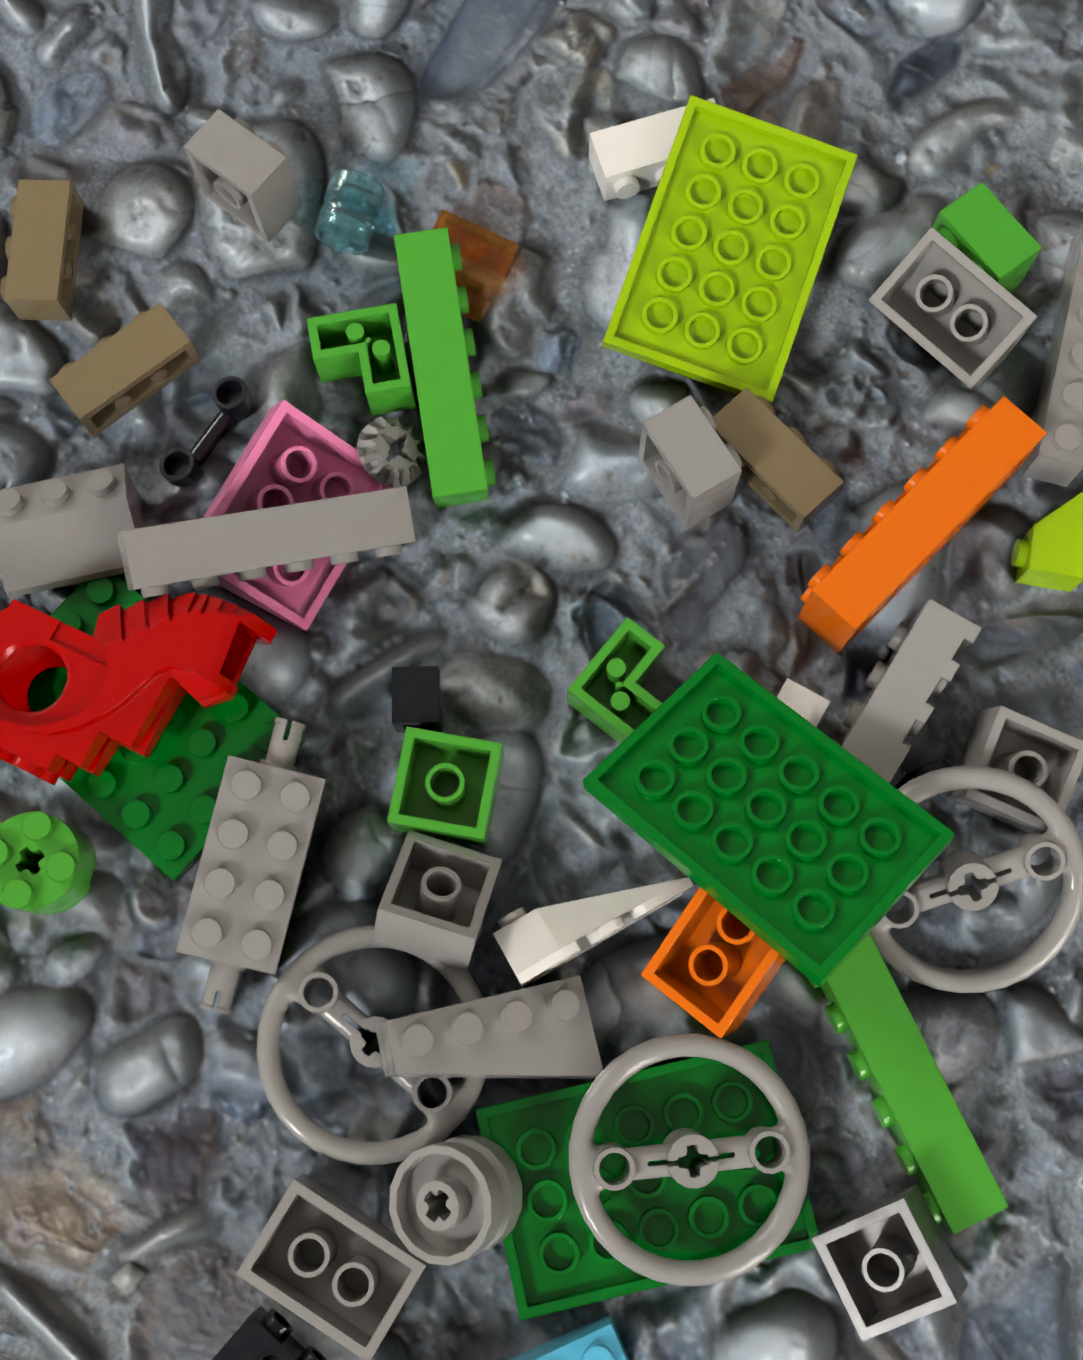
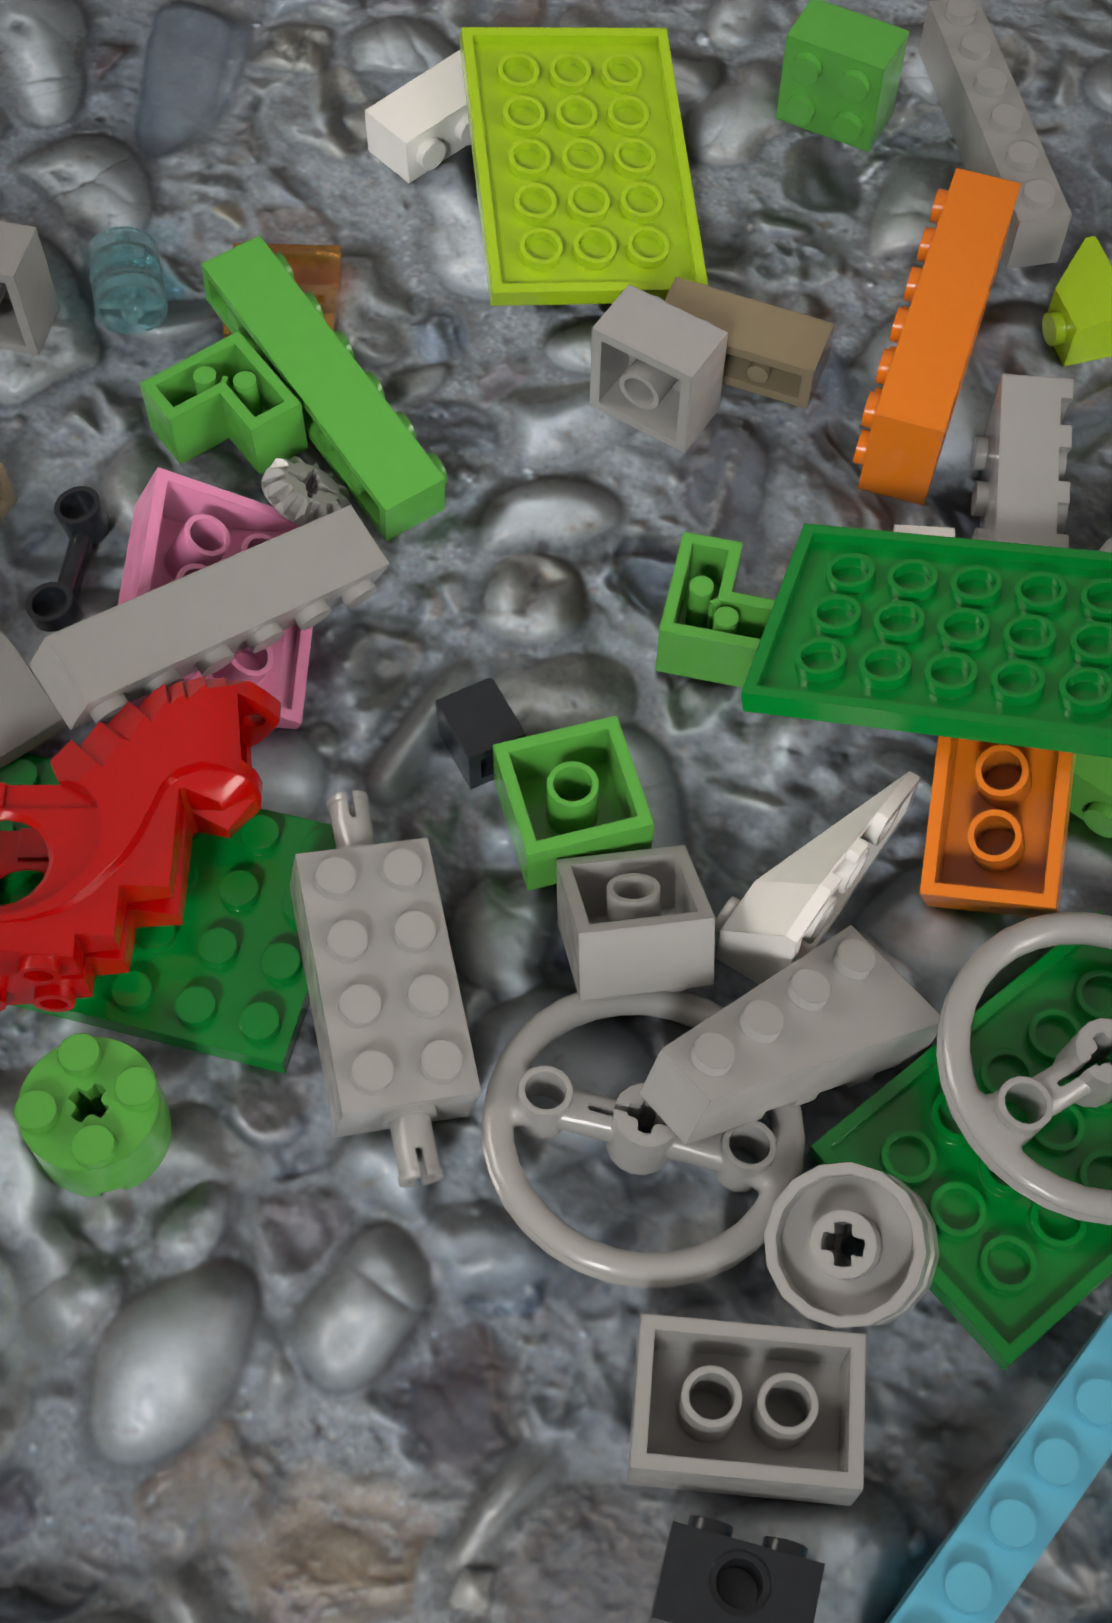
camera: 30 degrees left, 15 degrees down
(953, 309) = (848, 130): light grey slope -> none

